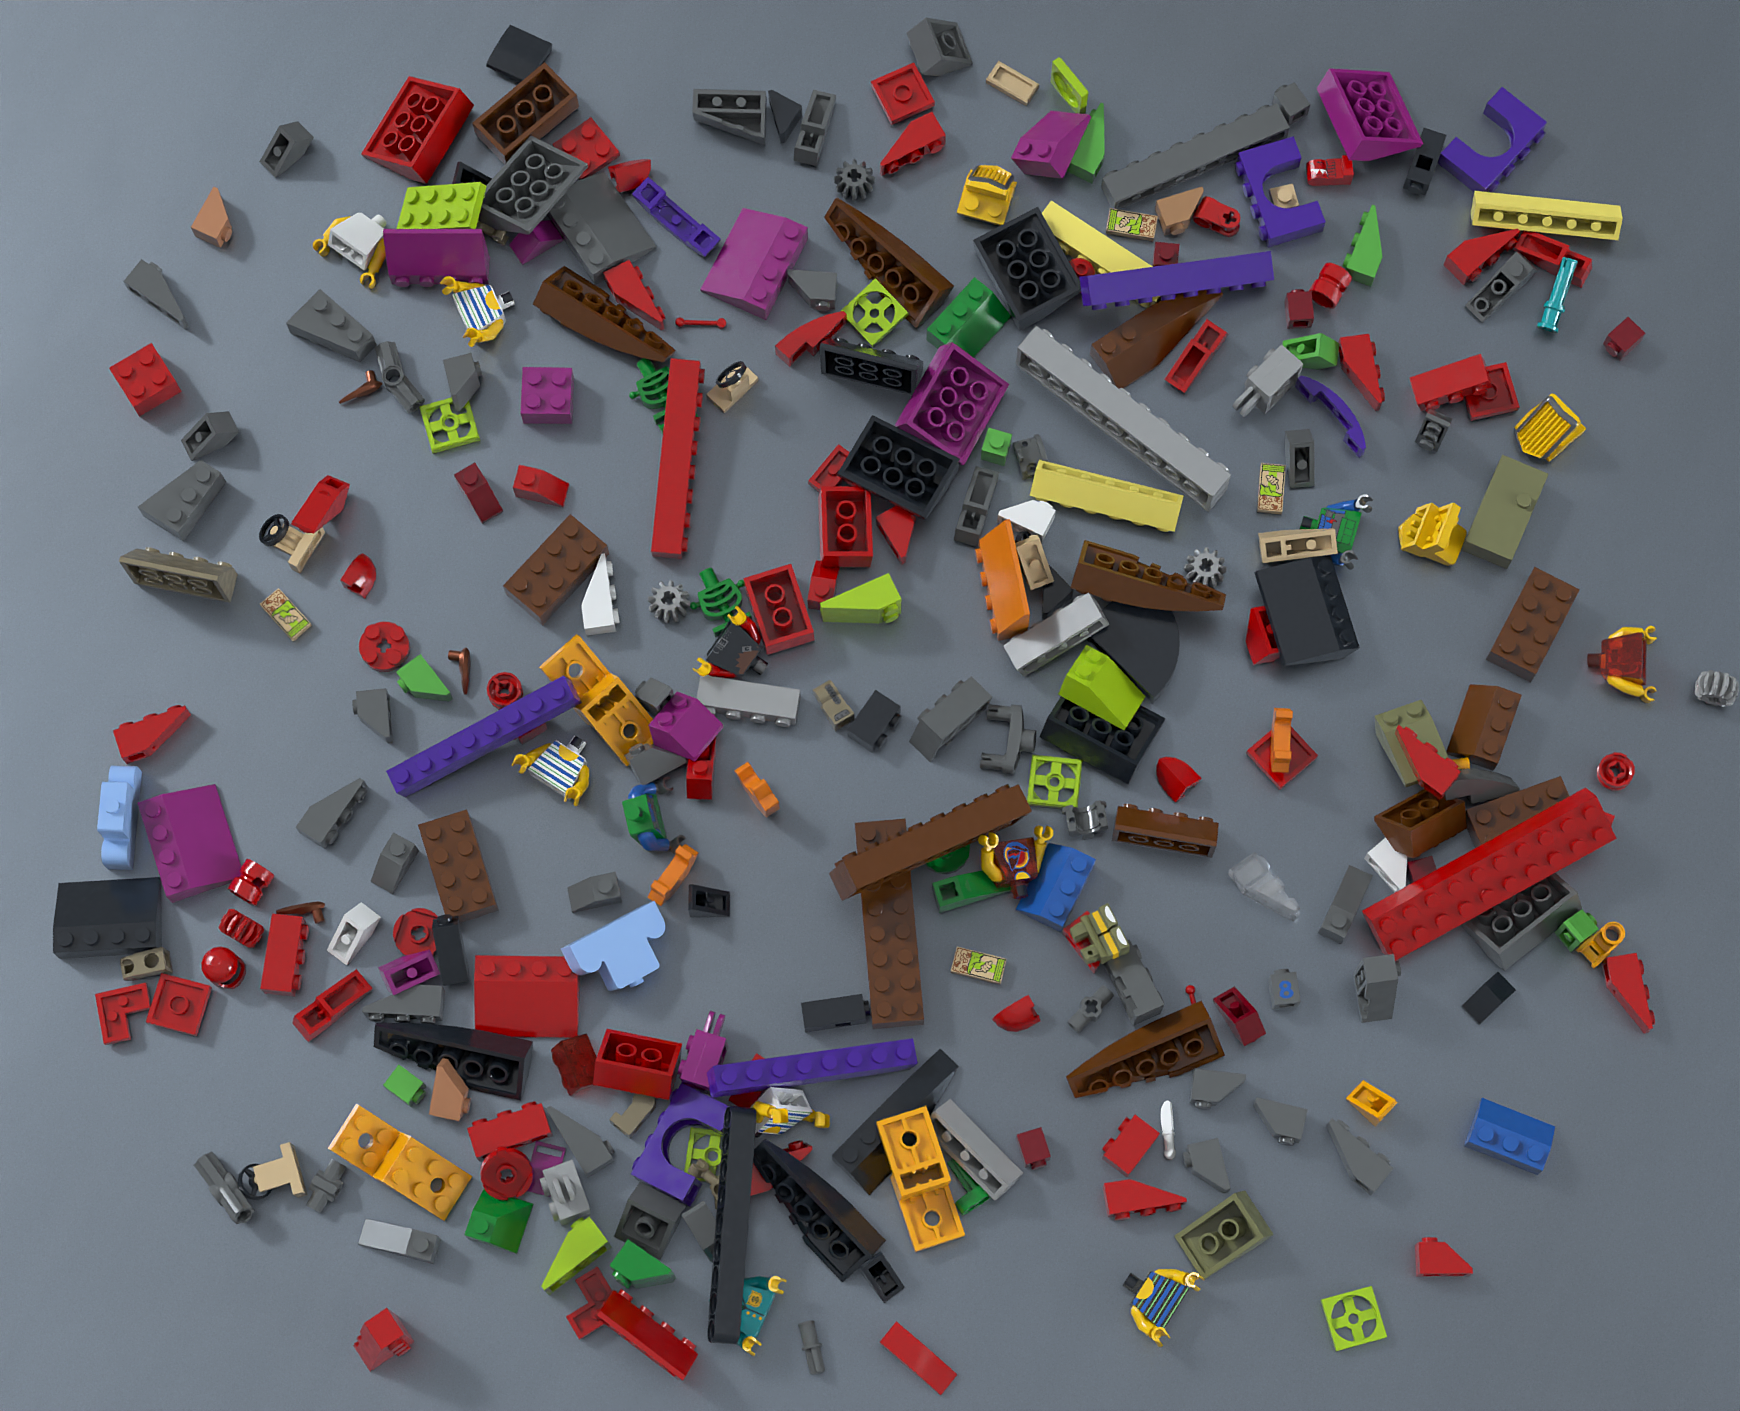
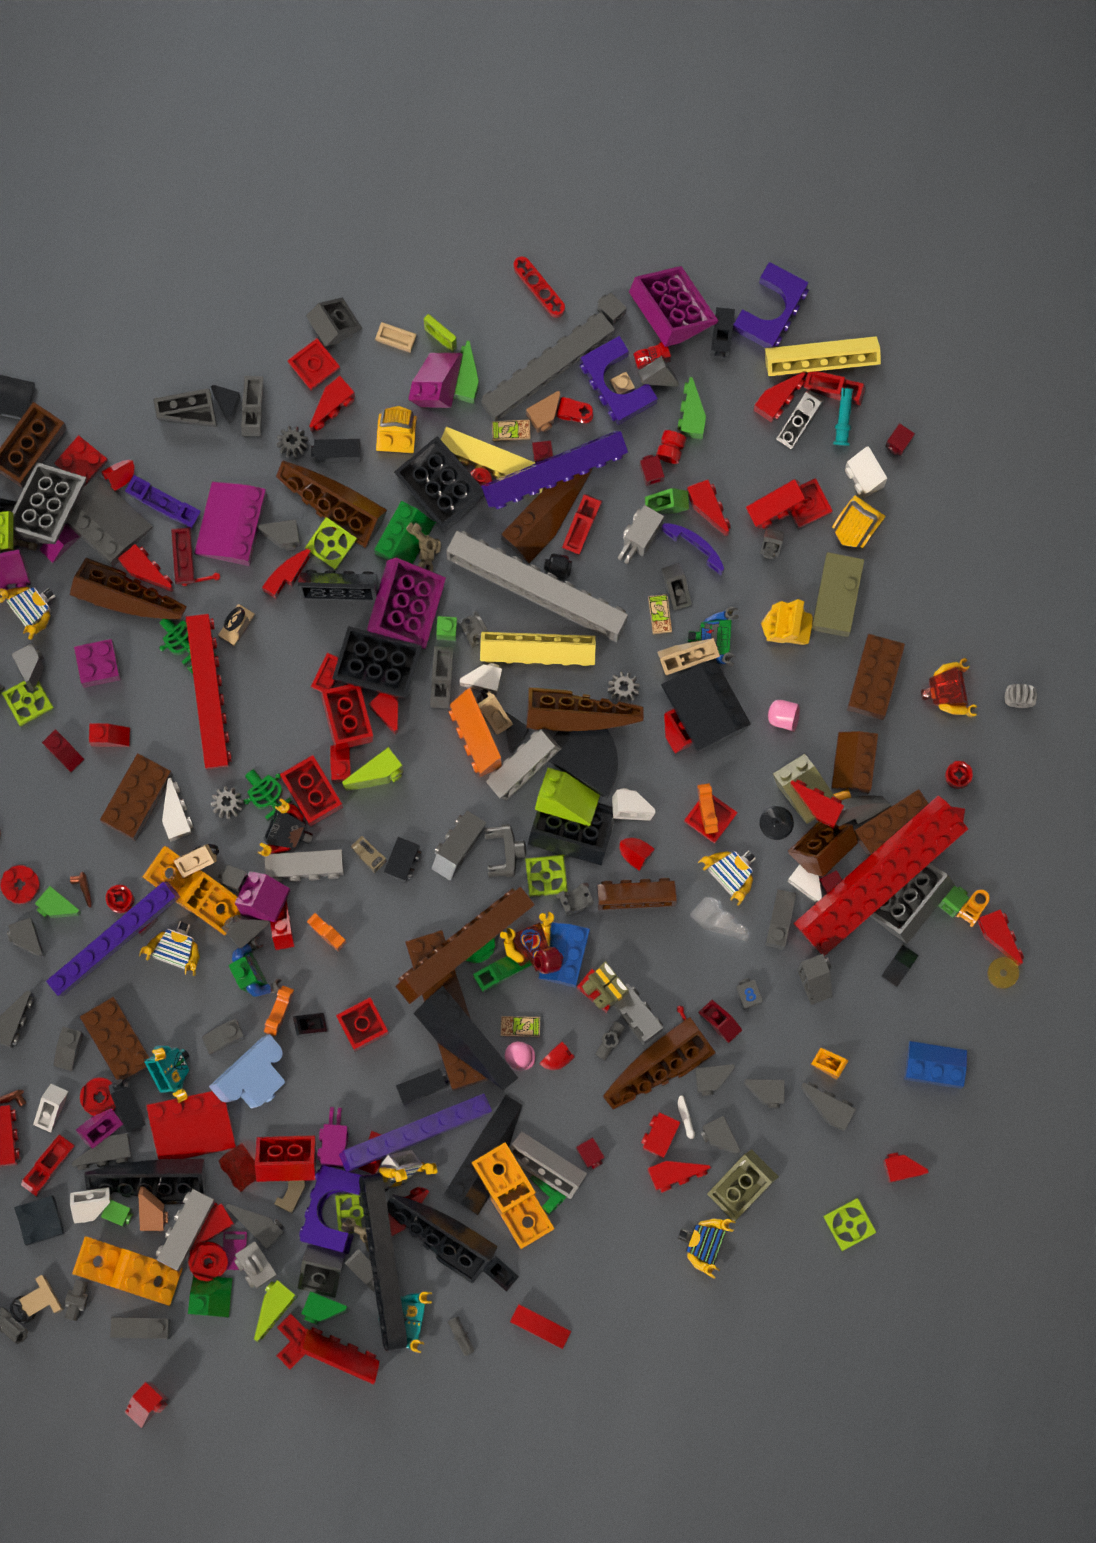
camera: 15 degrees left, 5 degrees up
(304, 1072) = (39, 1220): none -> black brick
(371, 1065) = (88, 1204): none -> white slope
(486, 1126) = (186, 1229): none -> light grey brick
(515, 917) = (169, 1070): none -> teal torso
(613, 659) = (197, 859): none -> tan piece
(685, 289) = (183, 555): none -> dark red tile
(776, 916) = (362, 1024): none -> red brick
(900, 959) = (460, 1036): none -> black wedge
(907, 202) = (336, 450): none -> black brick
(968, 1001) = (519, 1055): none -> bright pink helmet
(995, 339) = (427, 545): none -> dark tan piece
(1033, 886) = (548, 960): none -> dark red head
(1156, 399) = (558, 565): none -> black head
(1183, 717) = (631, 805): none -> white slope
(1204, 60) = (537, 288): none -> red beam
(1294, 829) = (731, 872): none -> torso
(1333, 193) = (658, 373): none -> dark grey slope
(1365, 781) = (776, 822): none -> black piece
(1404, 646) = (784, 714): none -> bright pink helmet
(1572, 368) = (866, 473): none -> white slope
(1614, 1045) = (1011, 969): none -> clear yellow piece

